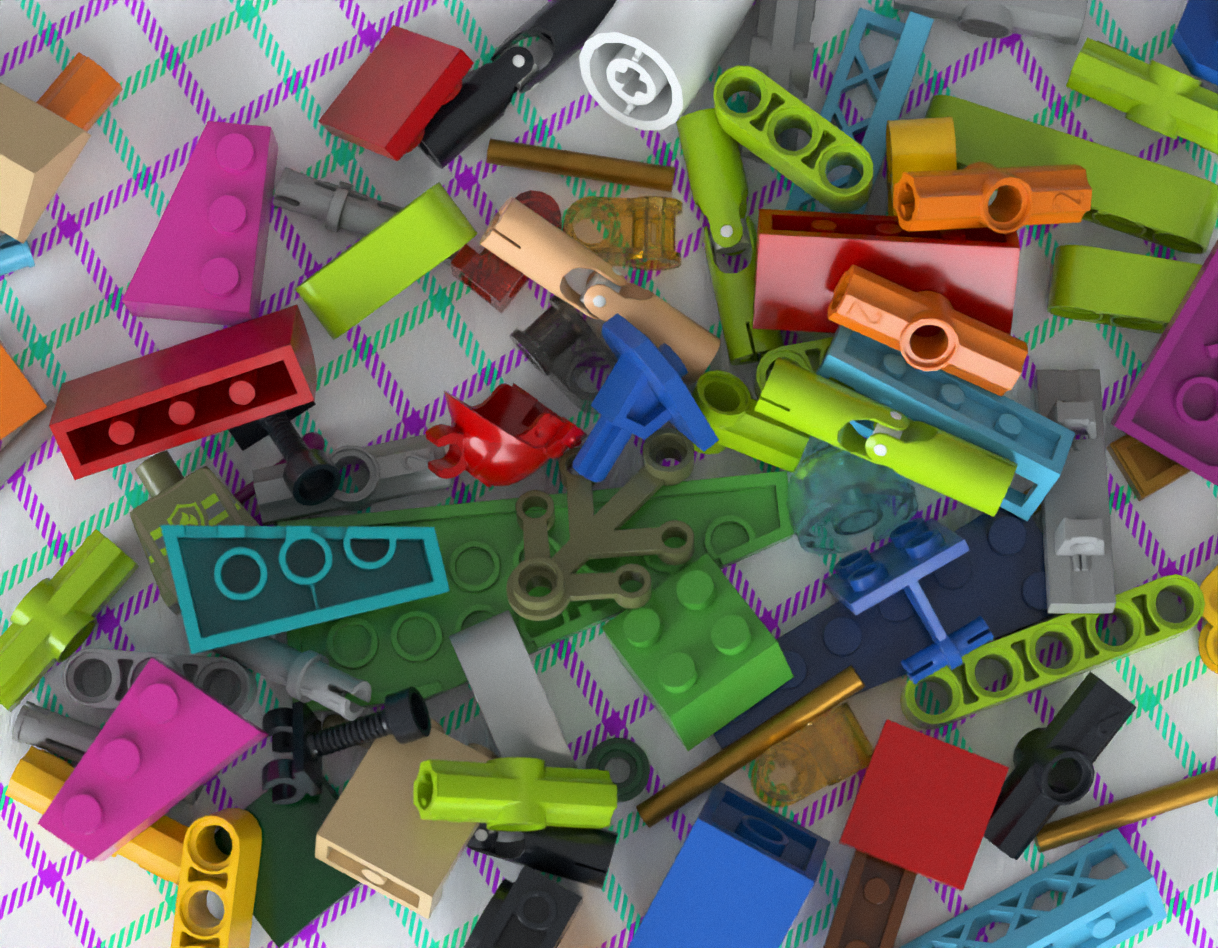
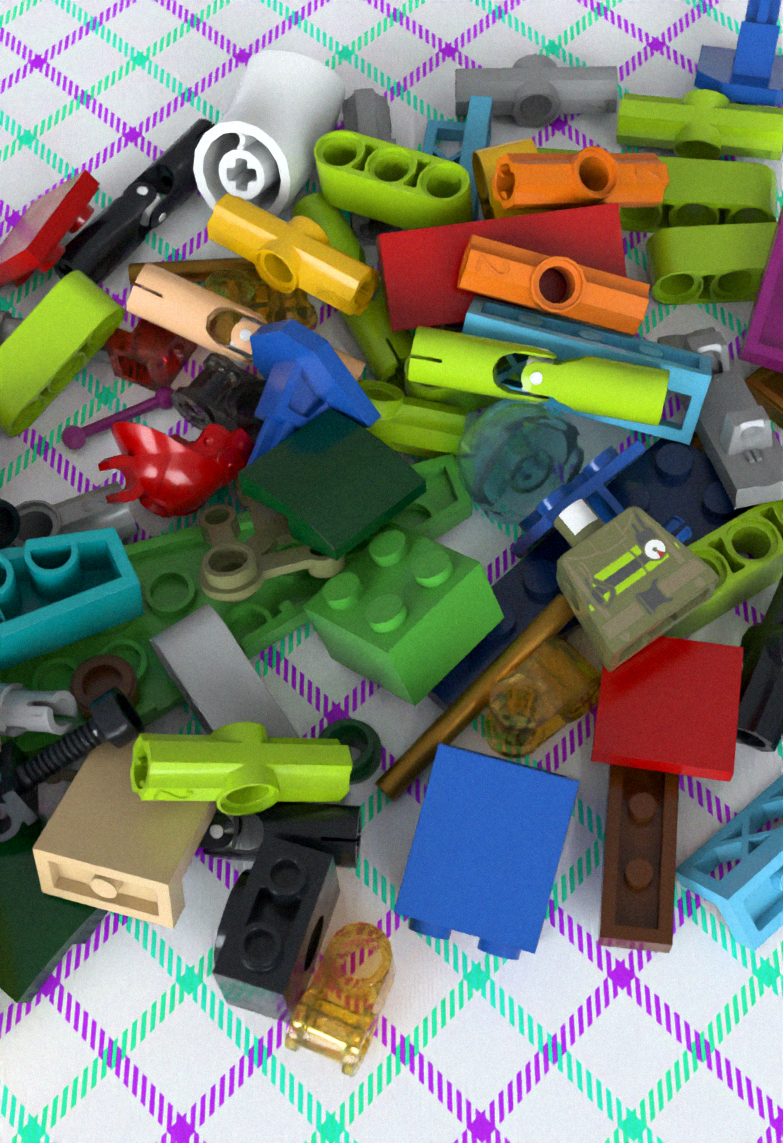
camera: 10 degrees left, 20 degrees down
(397, 664) = (98, 676): none -> reddish brown tile
(402, 351) = (75, 437): none -> magenta hinge
(655, 509) = (332, 483): none -> dark green slope
(666, 206) = (293, 254): none -> yellow piece
(910, 690) = (627, 579): none -> olive torso

